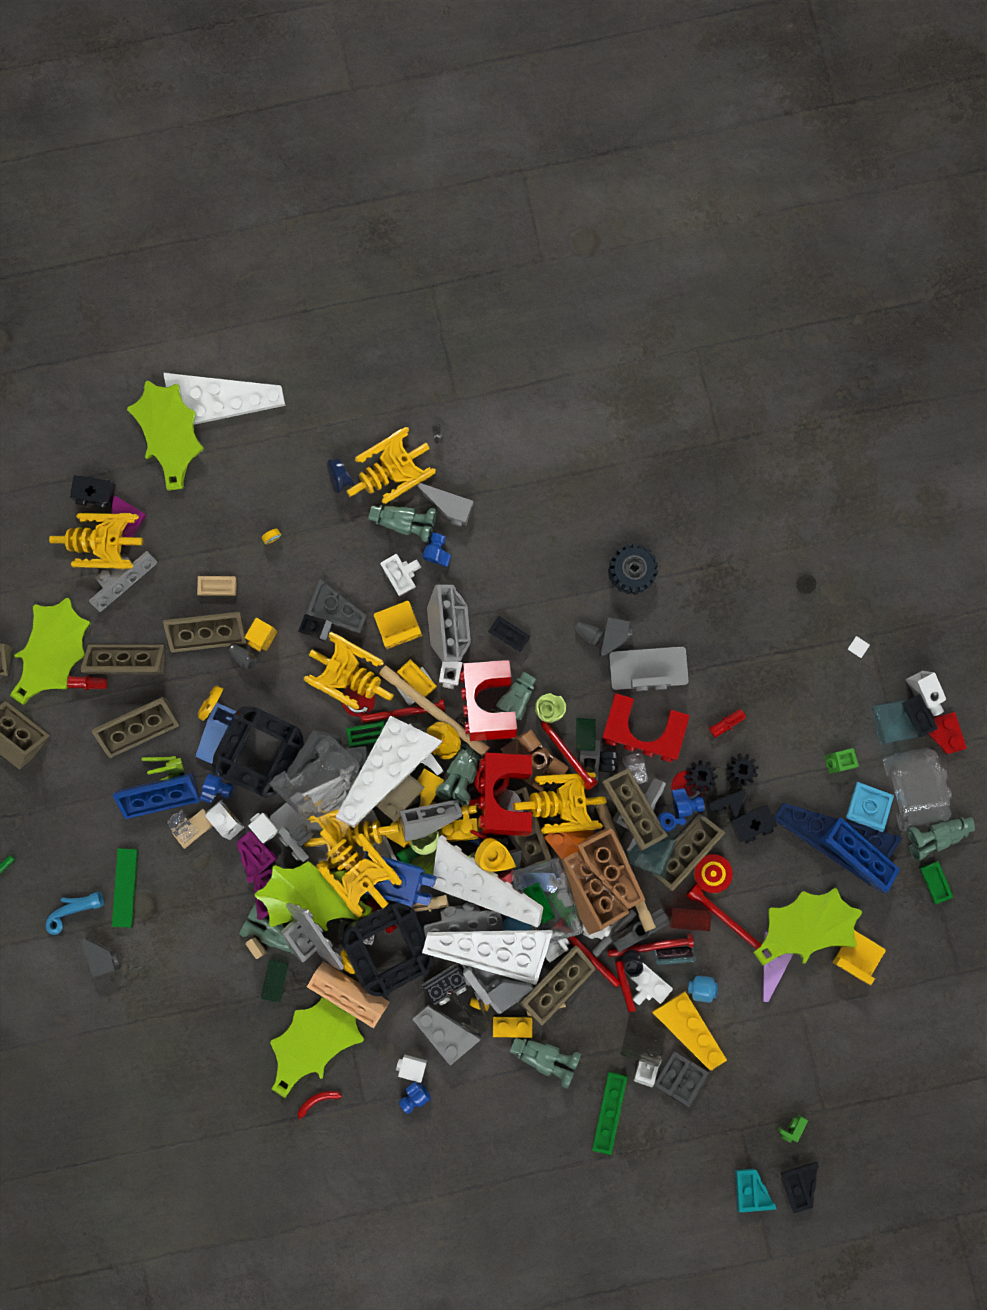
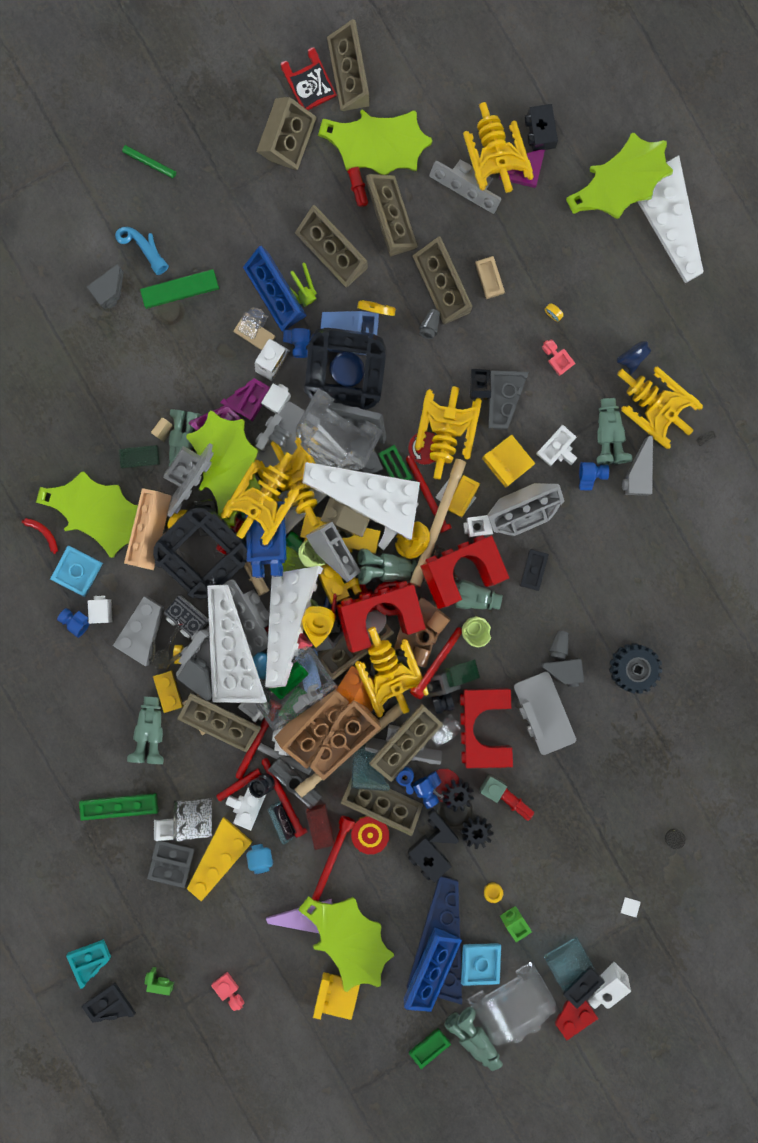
camera: 70 degrees right, 5 degrees up
(258, 750) = (347, 369): none -> dark blue piece
(260, 635) = (456, 334): yellow brick -> none
(319, 544) = (561, 361): none -> coral plate
(365, 1079) = (76, 571): none -> medium azure tile
(704, 740) = (492, 788): none -> sand green brick
(805, 772) = (493, 892): none -> yellow tile
(818, 1063) = (225, 988): none -> coral plate

